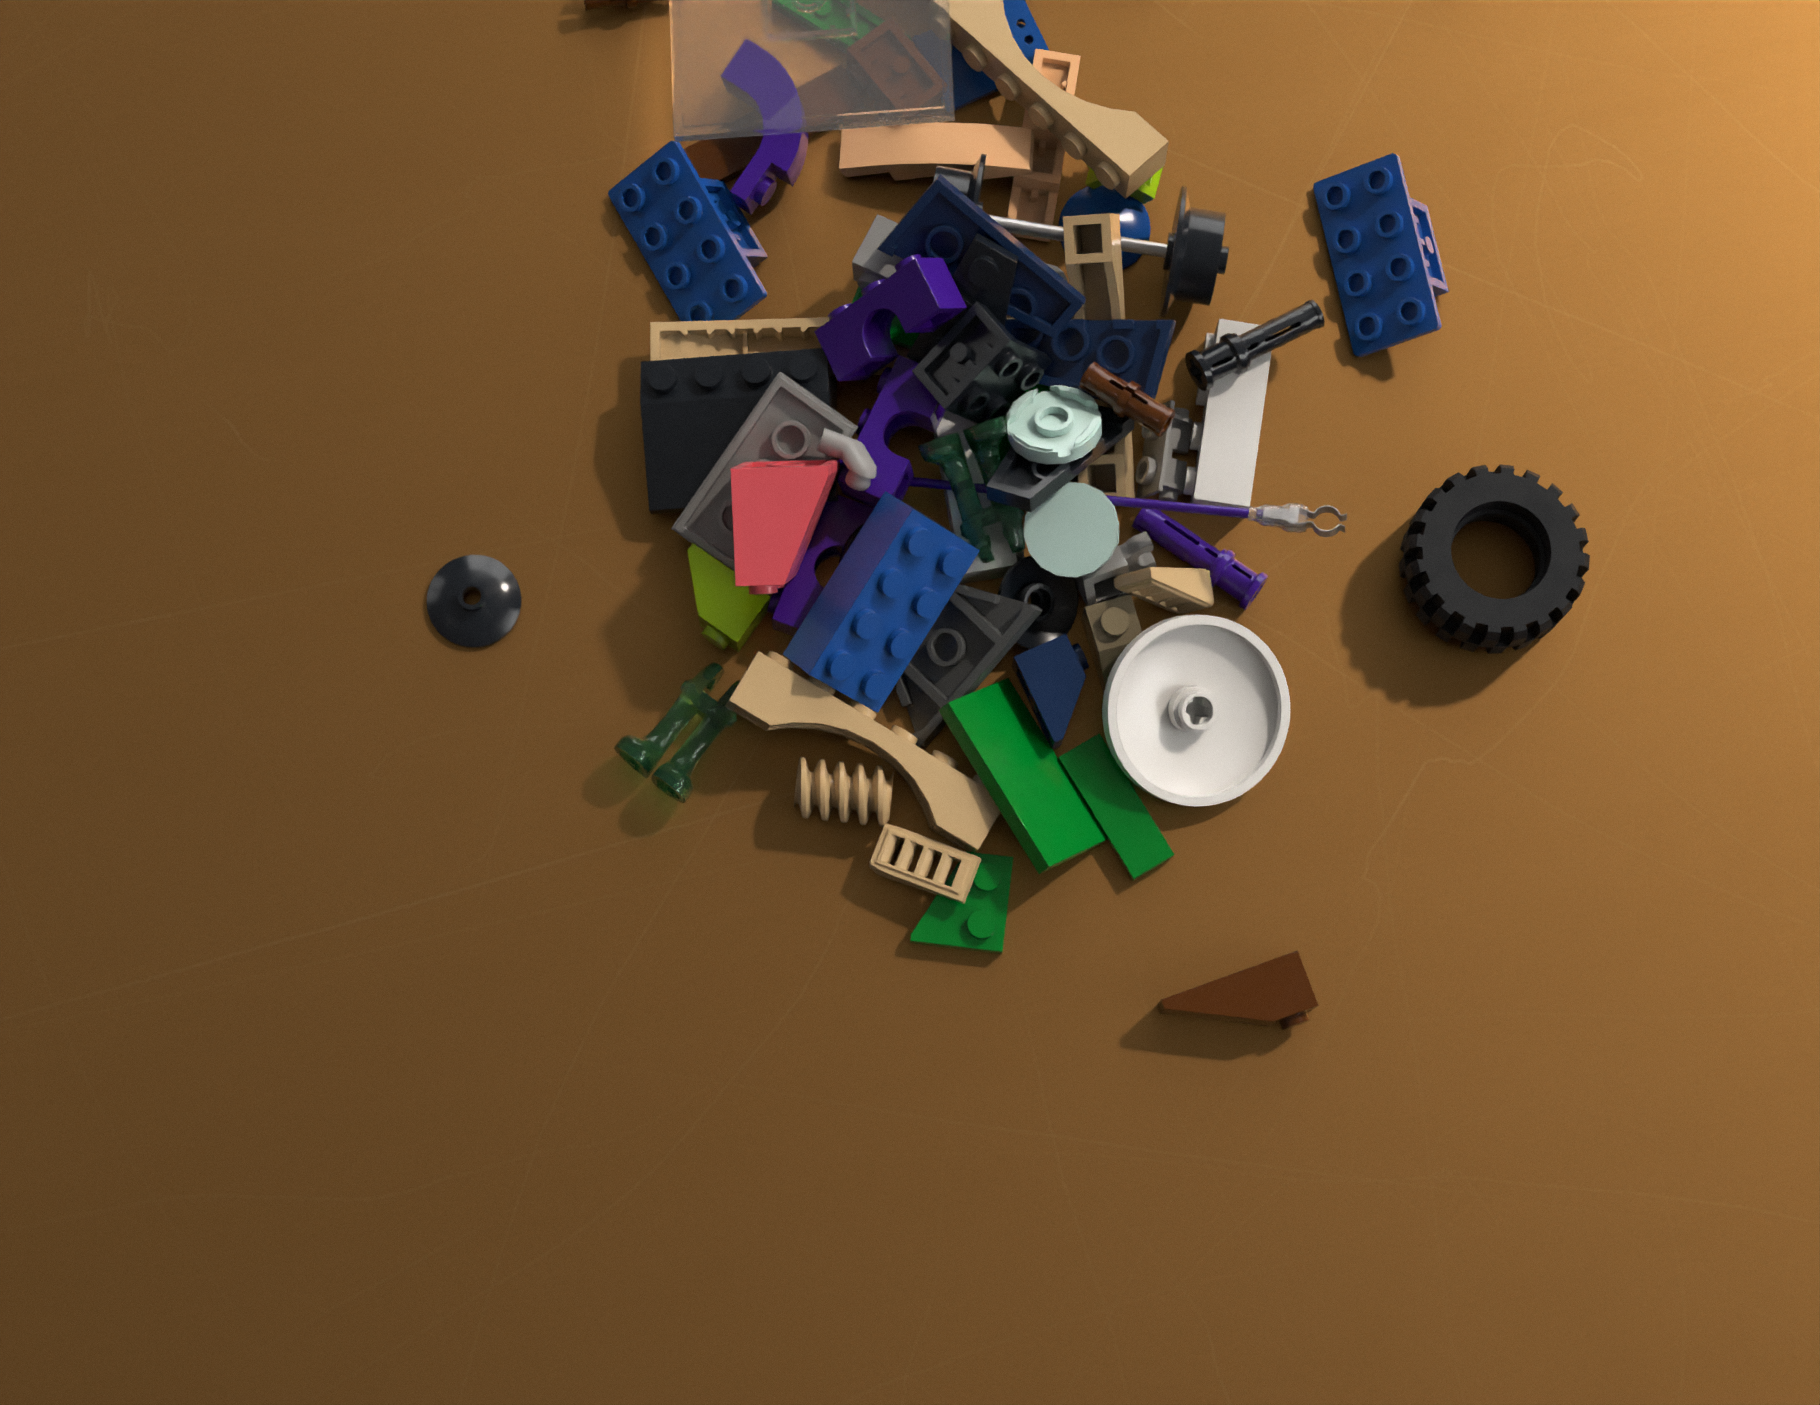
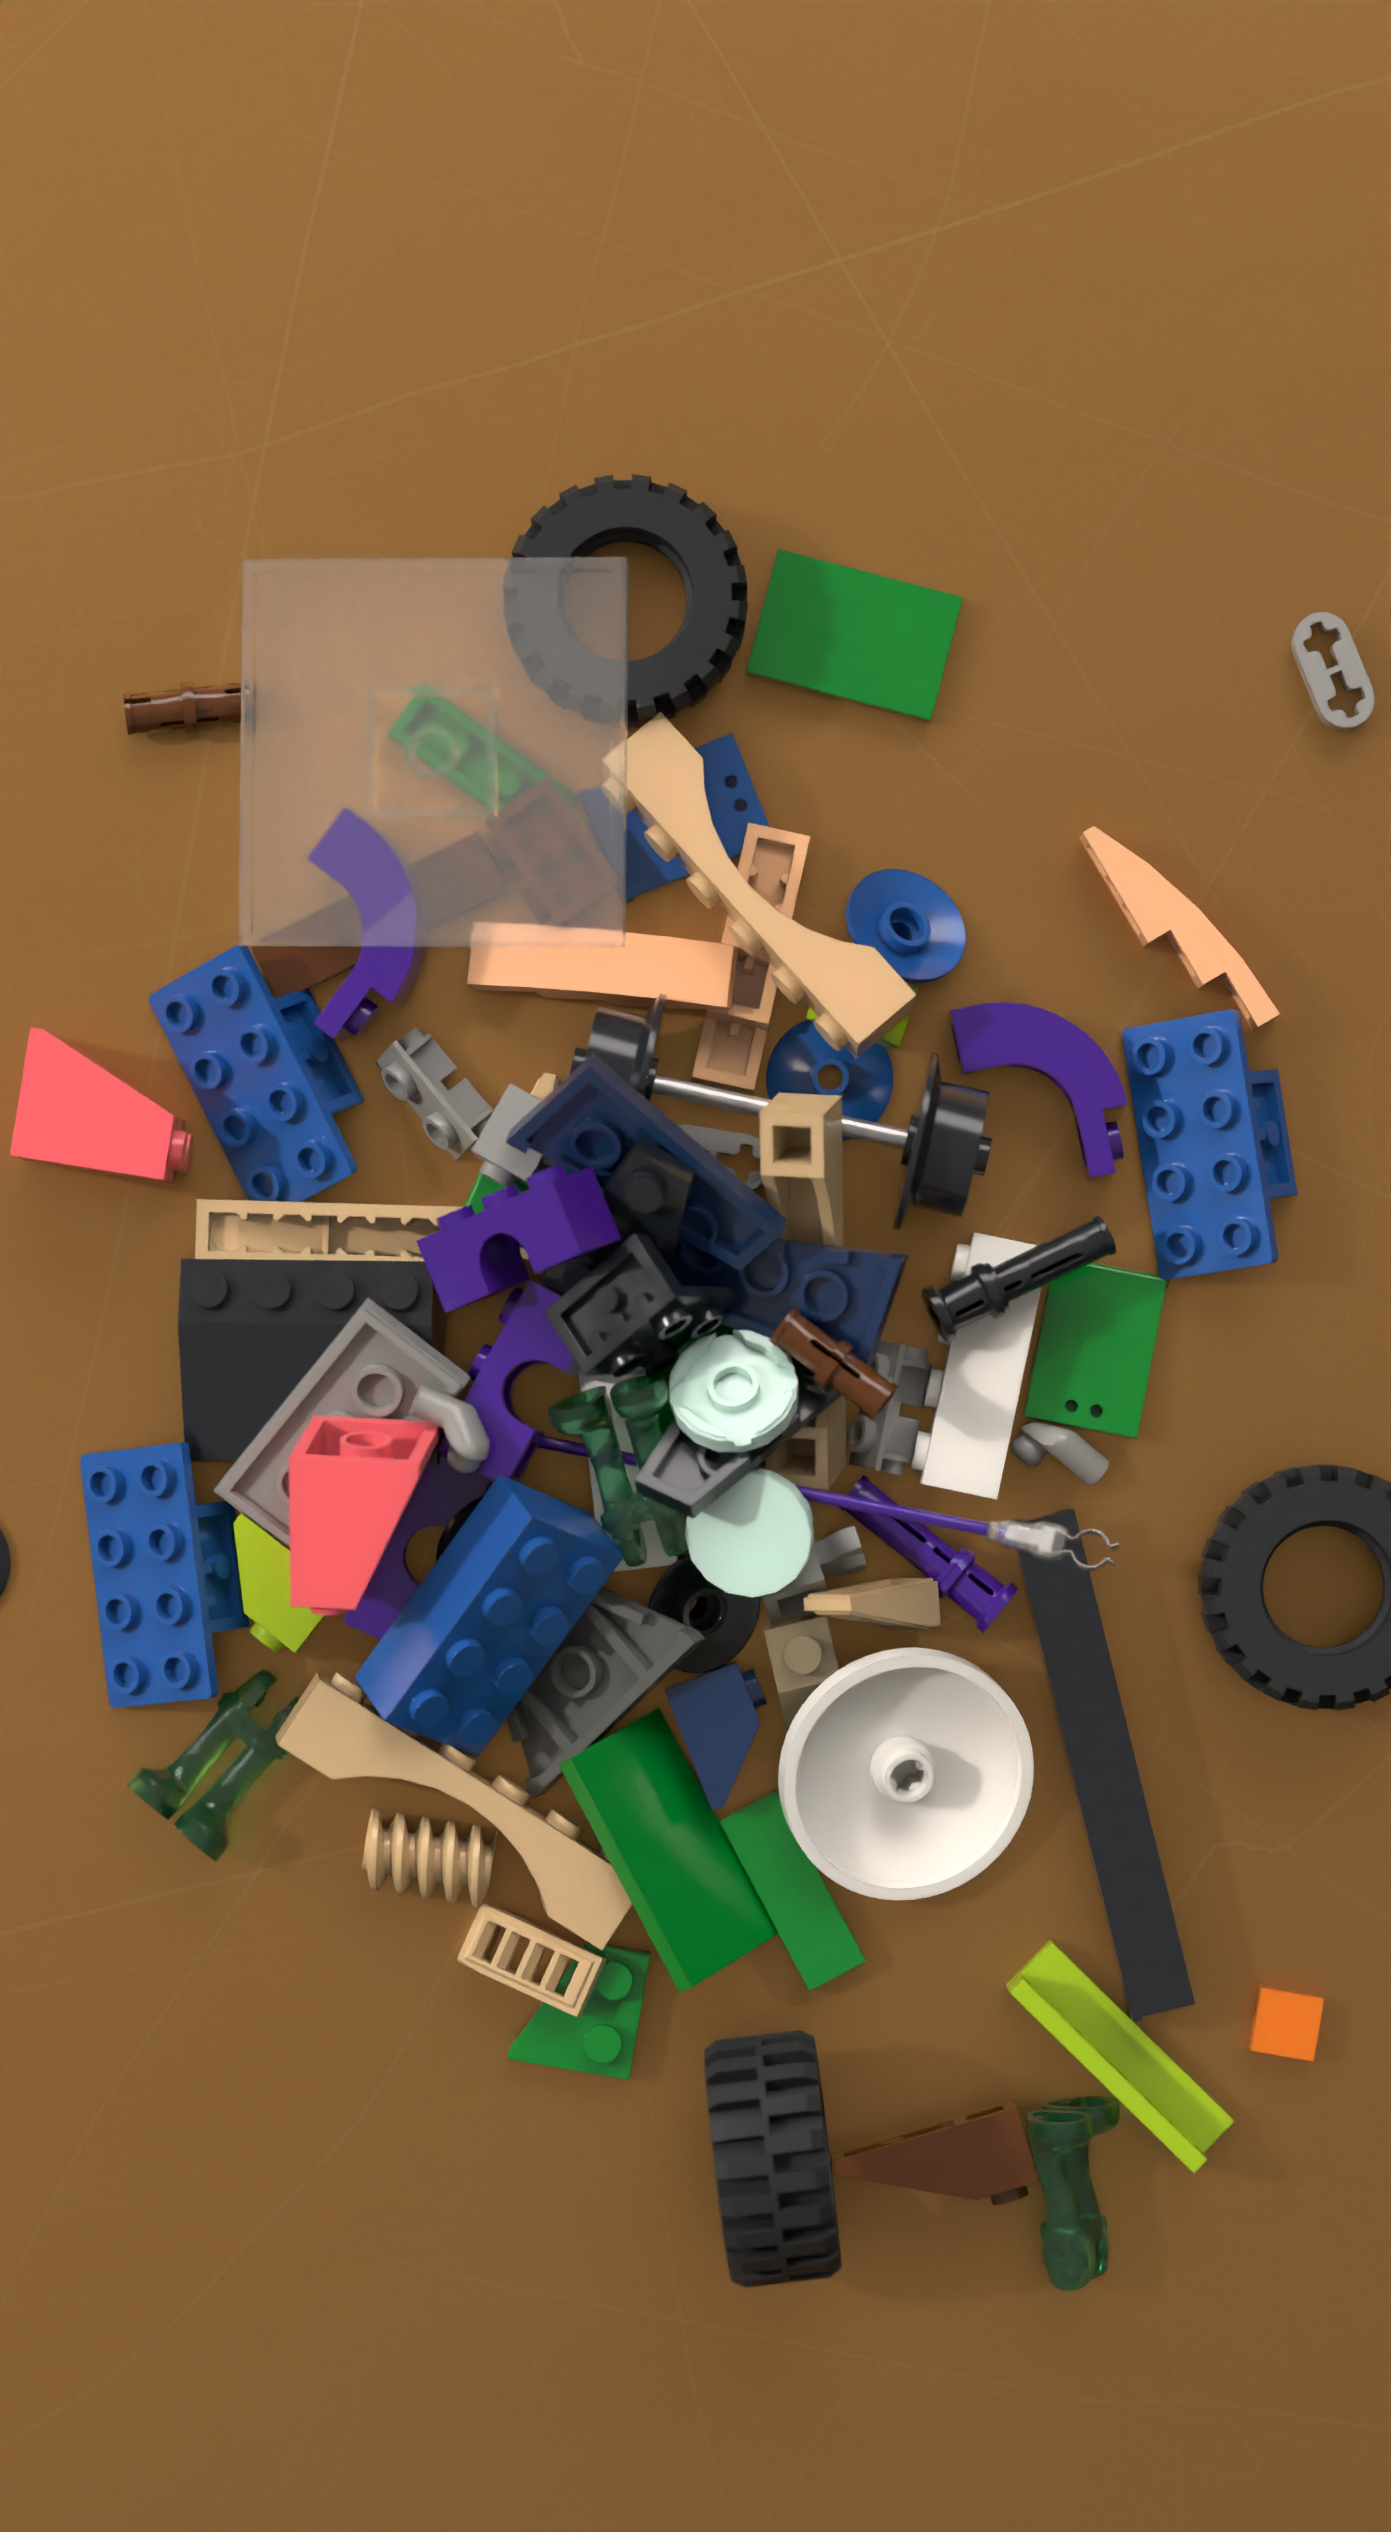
camera: 10 degrees right, 10 degrees up
(573, 268) = (91, 1119): none -> coral slope
(633, 595) = (159, 1574): none -> blue bracket
(805, 234) = (414, 1074): none -> light grey hinge
(1120, 988) = (772, 2159): none -> black tyre
(1159, 108) = (907, 923): none -> blue dish
(1269, 196) = (1044, 1042): none -> dark purple arch
(1292, 472) = (1062, 1444): none -> light grey arm
(1311, 406) = (1096, 1349): none -> green container
(1337, 96) = (1160, 909): none -> light nougat slope
(1341, 704) = (1105, 1777): none -> black tile
(1346, 1045) = (1074, 2229): none -> clear green piece
(1369, 915) = (1120, 2054): none -> lime fence
(1490, 886) = (1286, 2023): none -> orange tile

